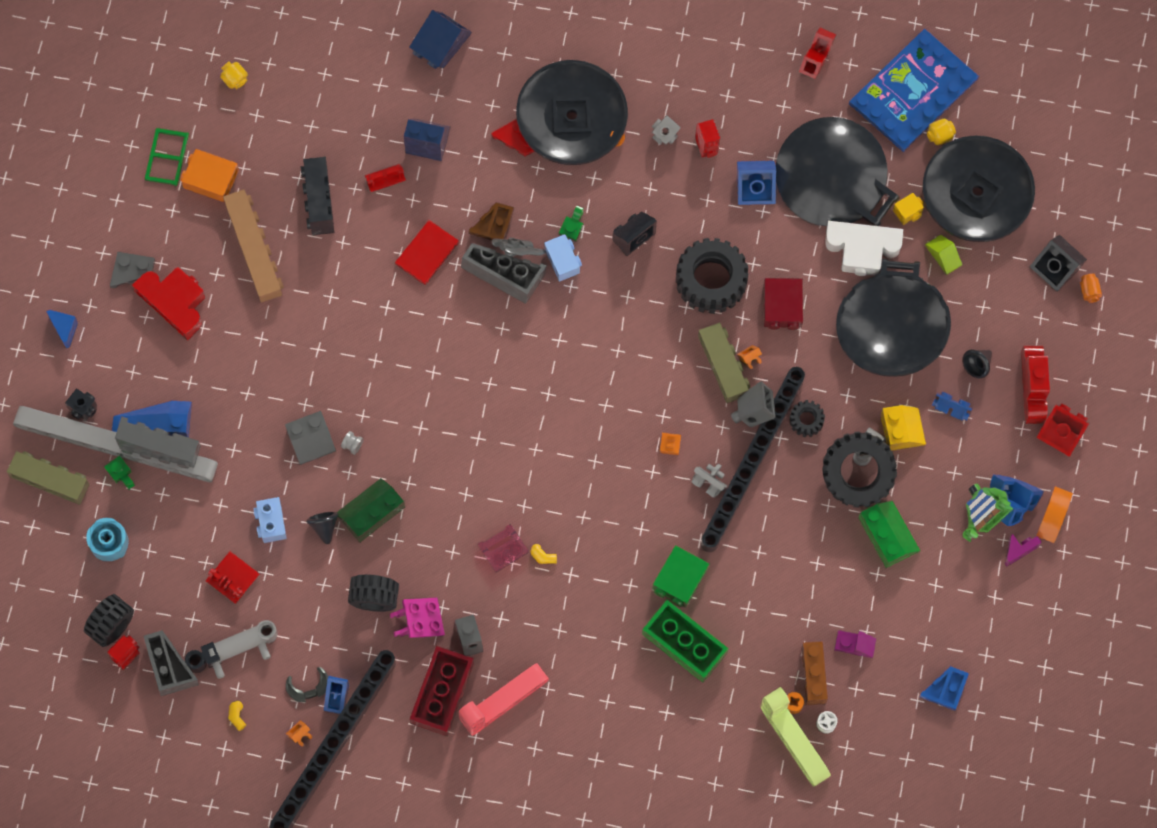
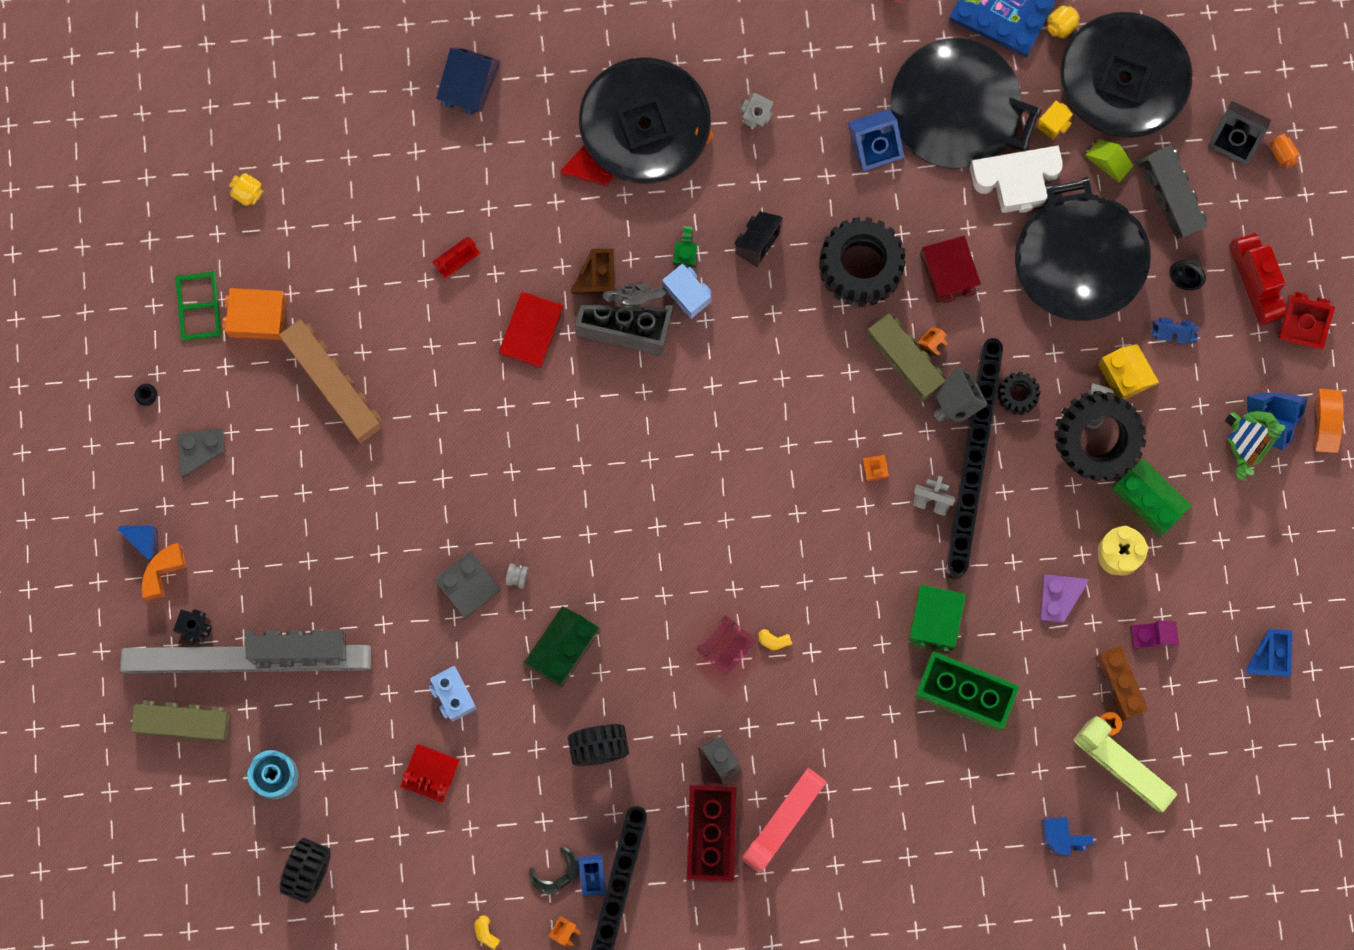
camera: 15 degrees left, 5 degrees up
(74, 349) = (164, 562): none -> orange brick
(100, 209) = (143, 389): none -> black plate
(119, 471) = (260, 688): green plate -> none
(124, 651) = (334, 900): red brick -> none
(168, 666) = (389, 900): dark grey wedge -> none
(169, 416) = (296, 610): blue wedge -> none
(173, 299) = (259, 470): red brick -> none
(216, 652) = (454, 855): light grey piece -> none
(318, 196) = (387, 300): black wedge -> none
(323, 525) = (514, 680): black hat -> none
(422, 618) = (661, 755): dark pink plate -> none
(426, 139) = (489, 199): dark blue slope -> none
(707, 138) = (807, 105): red brick -> none
(722, 782) = (1057, 838): none -> blue brick
(787, 590) = (1059, 596): none -> medium lavender wing
(829, 719) = (1156, 732): white wheel -> none
(853, 558) = (1131, 542): none -> light yellow brick
(987, 293) = (1173, 191): none -> dark grey wedge
(1016, 551) = (1298, 474): magenta slope -> none

